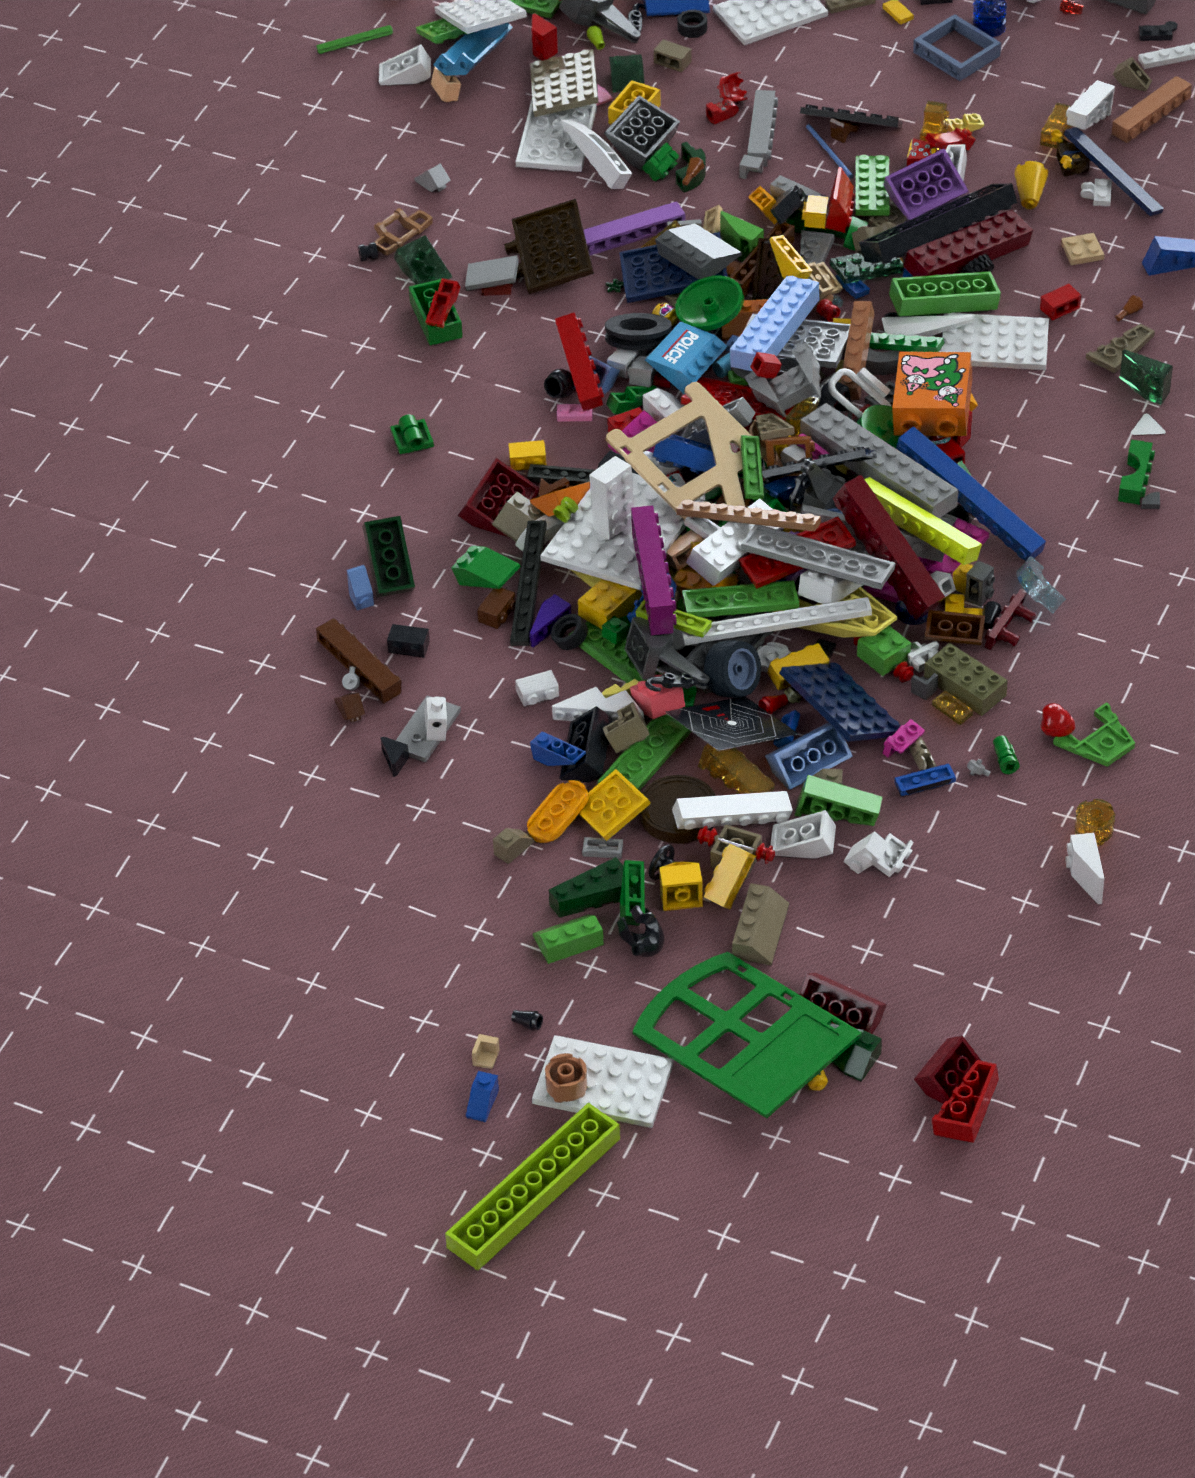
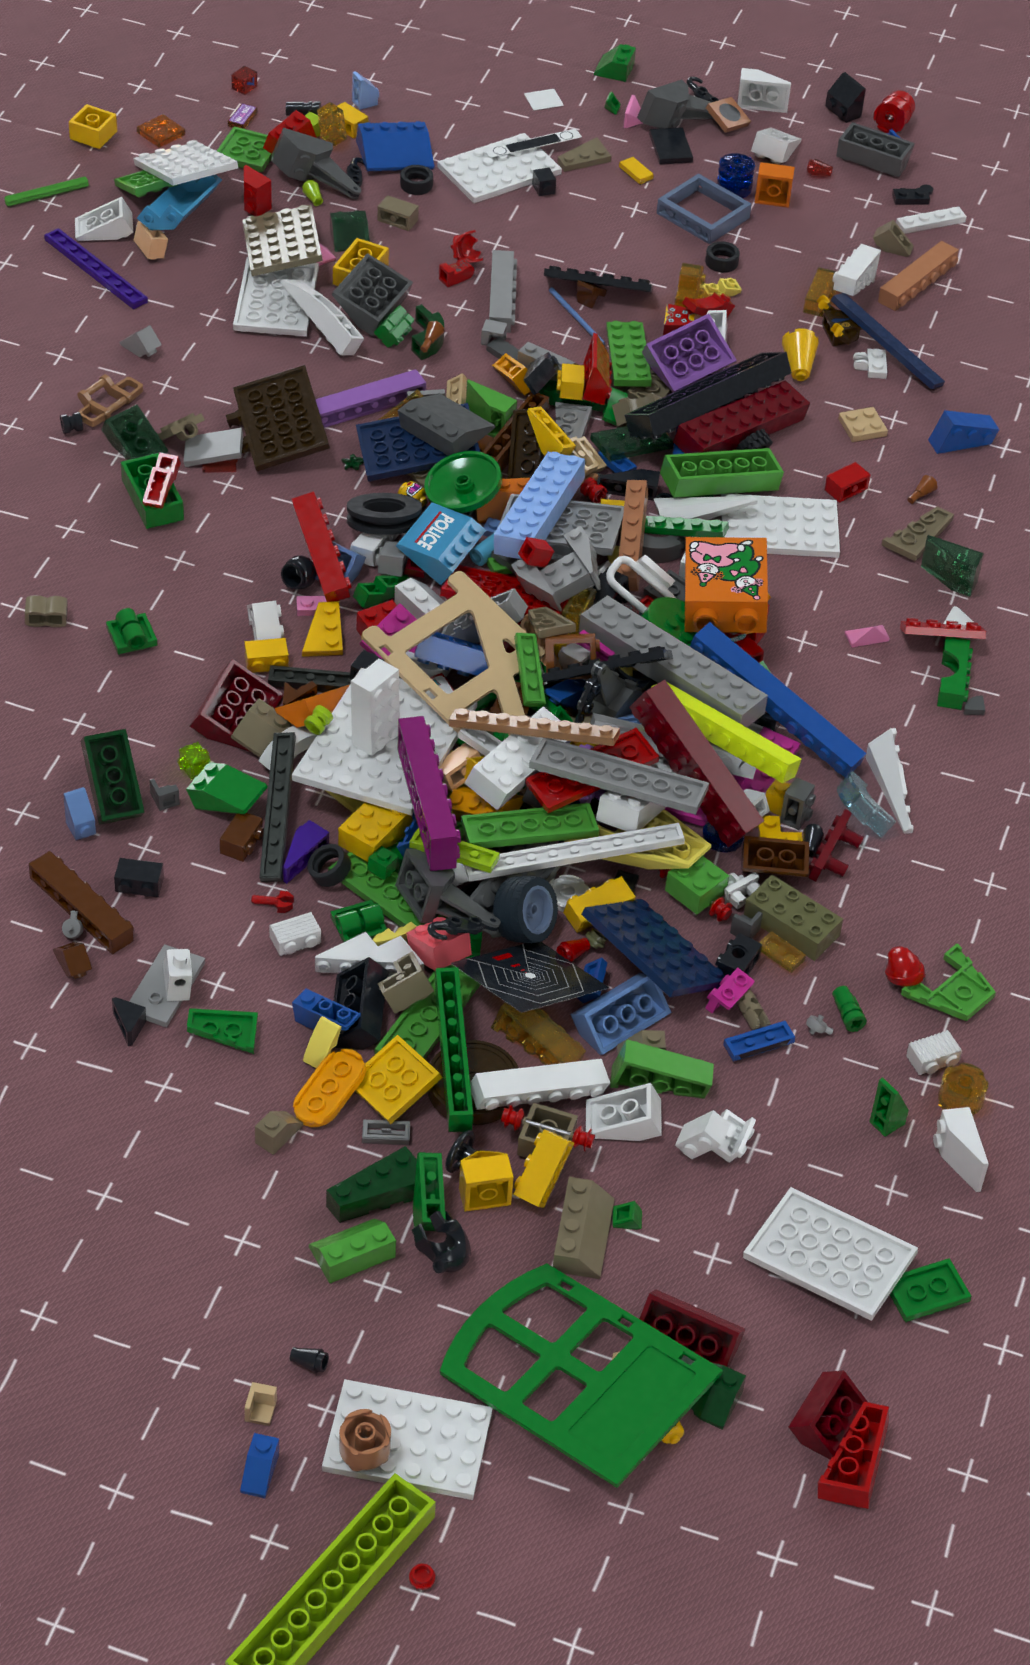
camera: 10 degrees left, 0 degrees up
(339, 417) = (46, 611): none -> dark tan brick
(396, 111) = (96, 268): none -> dark purple tile
(434, 574) = (165, 796): none -> dark grey panel
(458, 542) = (193, 759): none -> clear neon green brick
(461, 255) = (188, 422): none -> dark tan plate
(474, 762) = (226, 1027): none -> green wing
(527, 425) = (265, 620): none -> white brick
(529, 662) = (283, 901): none -> red bar
(553, 773) = (322, 1041): none -> light yellow slope
(580, 435) = (325, 631): none -> yellow wing
(591, 676) = (359, 919): none -> green plate
(606, 1181) = (422, 1576): none -> red plate
(661, 780) = (453, 1050): none -> green brick
(756, 179) = (500, 347): none -> dark grey tile
(799, 917) = (627, 1216): none -> green slope
(810, 24) = (544, 181): none -> black brick
(879, 301) = (616, 482): none -> black slope
(918, 708) = (740, 954): none -> black brick
(965, 948) = (830, 1253): none -> white plate
(969, 101) = (719, 264): none -> black tyre
(1024, 24) = (774, 184): none -> orange brick
(1027, 835) = (888, 1110): none -> green slope
(1044, 979) = (929, 1290): none -> green plate
(1062, 439) = (867, 636): none -> bright pink slope
(1064, 555) = (889, 773): none -> white wedge
(1074, 790) = (934, 1053): none -> white brick
(1122, 432) = (935, 628): none -> plate

